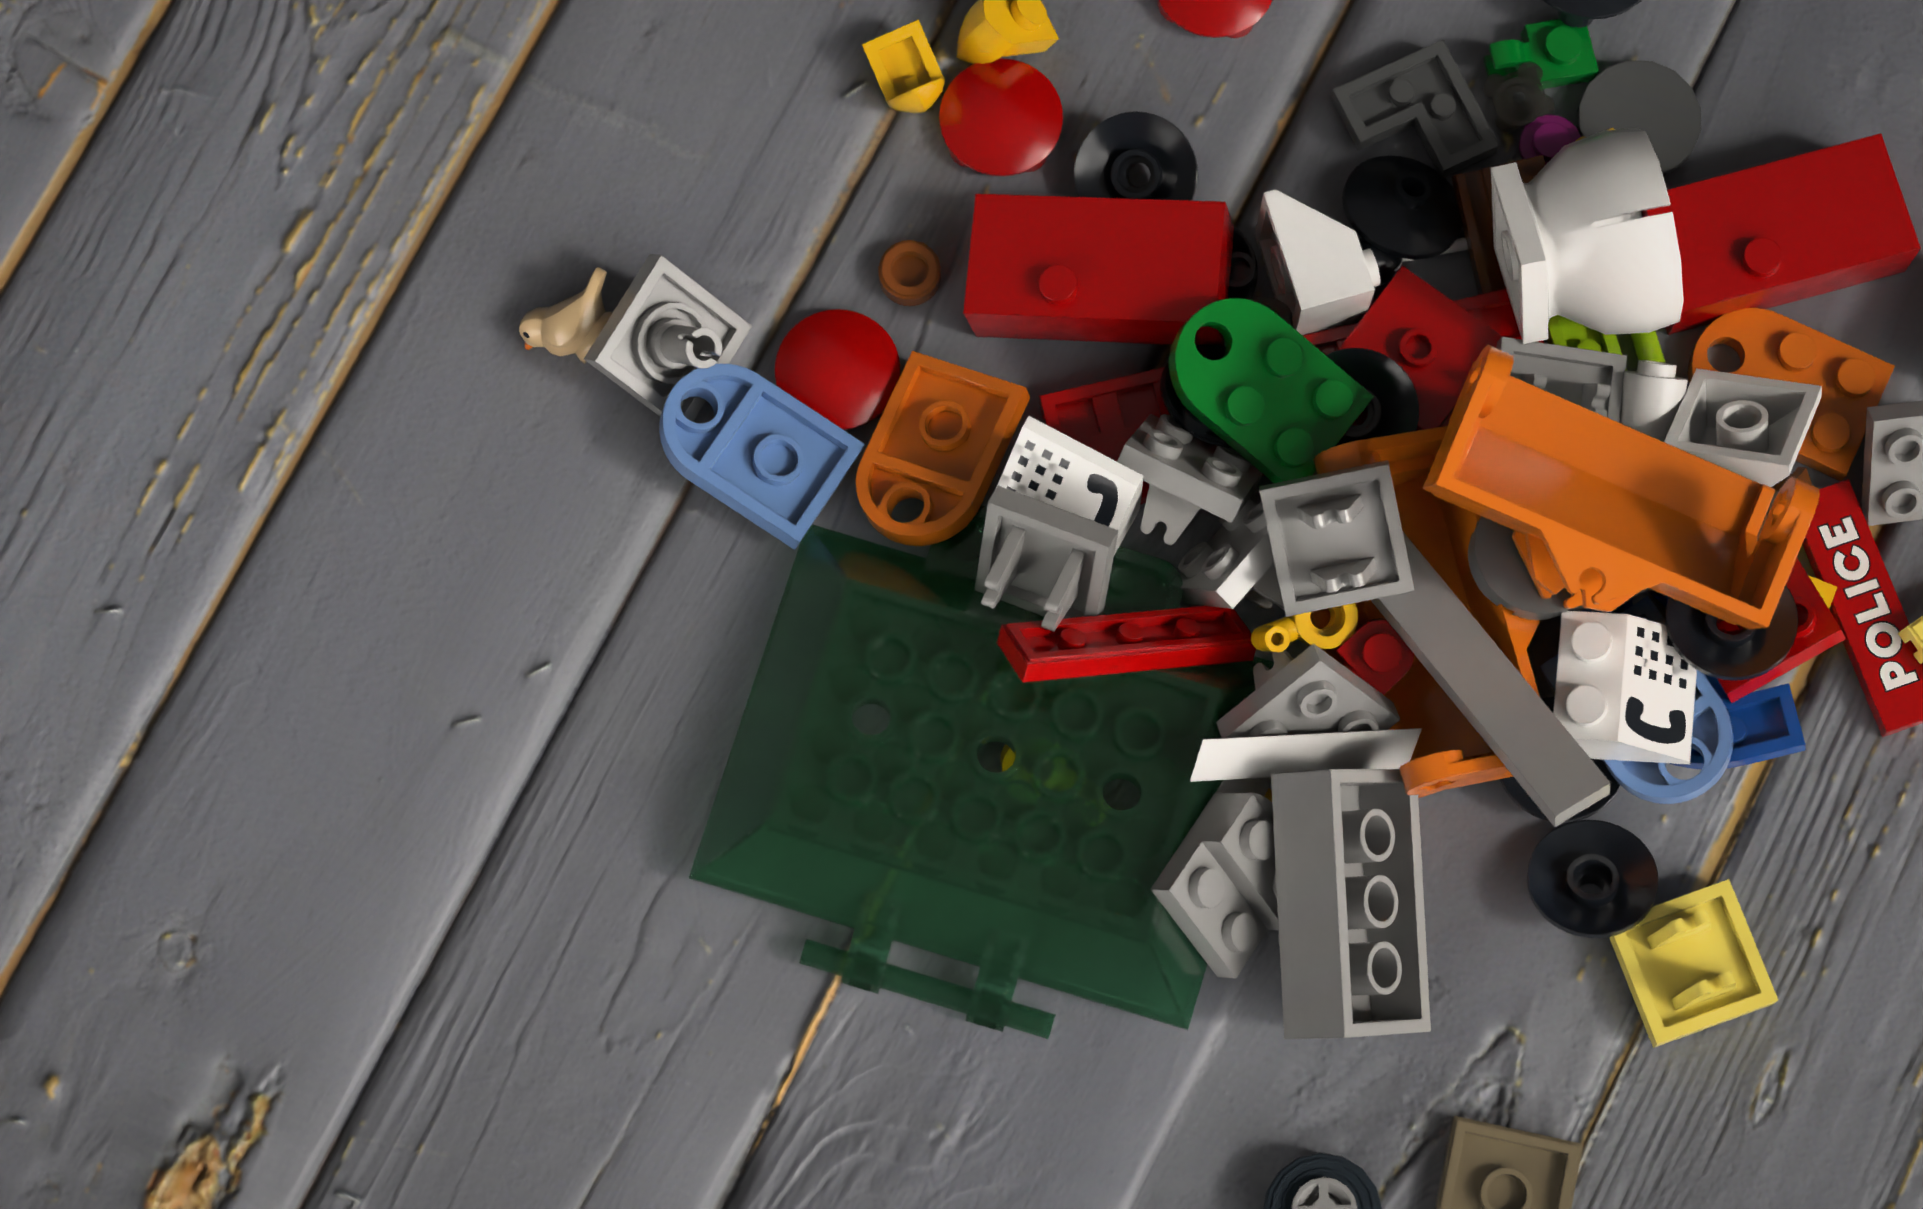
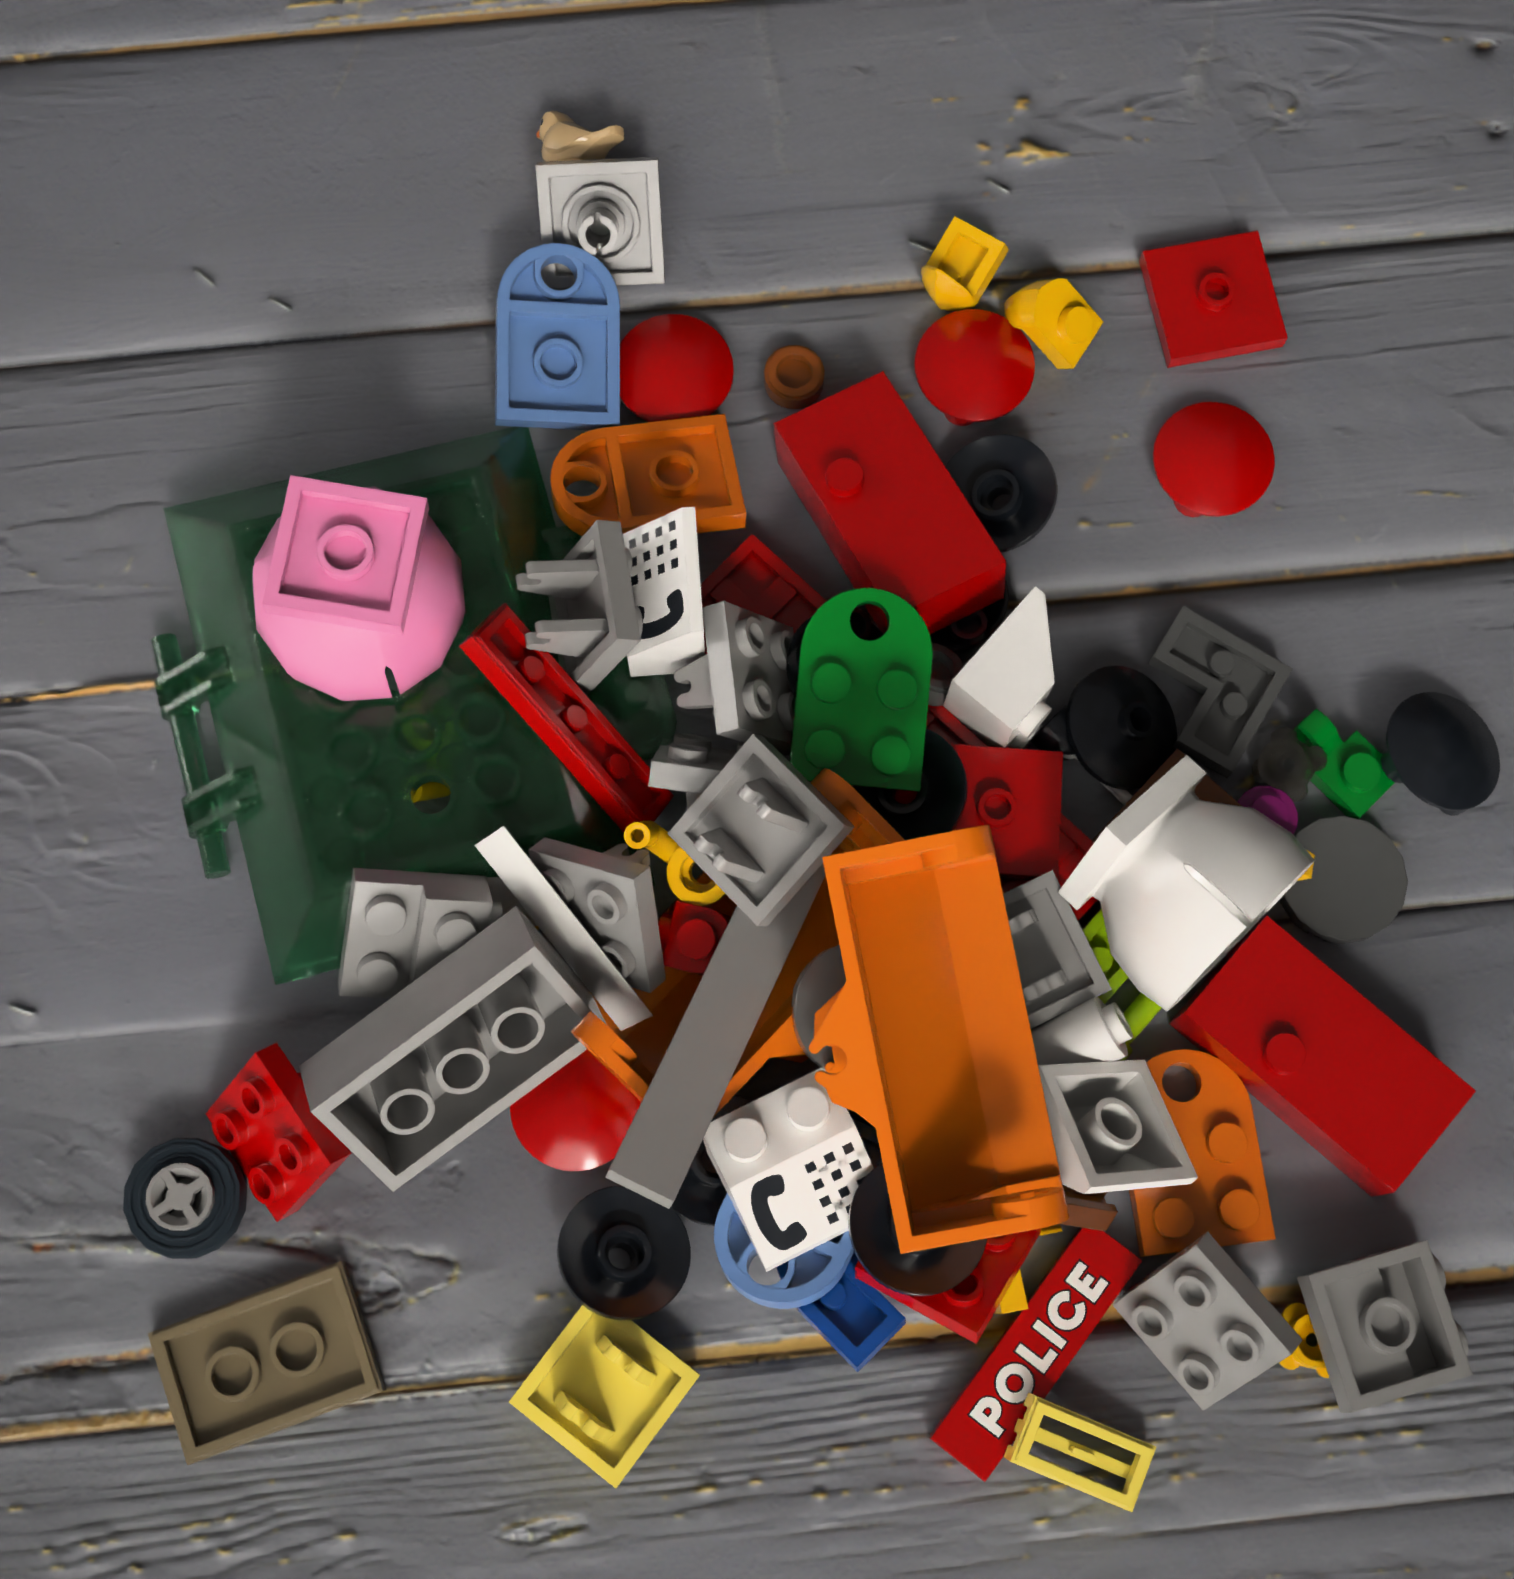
camera: 55 degrees right, 0 degrees up
(916, 738) = (356, 587): none -> bright pink plate
(1322, 1096) = (273, 1134): none -> red plate
(1459, 849) = (575, 1116): none -> red dish

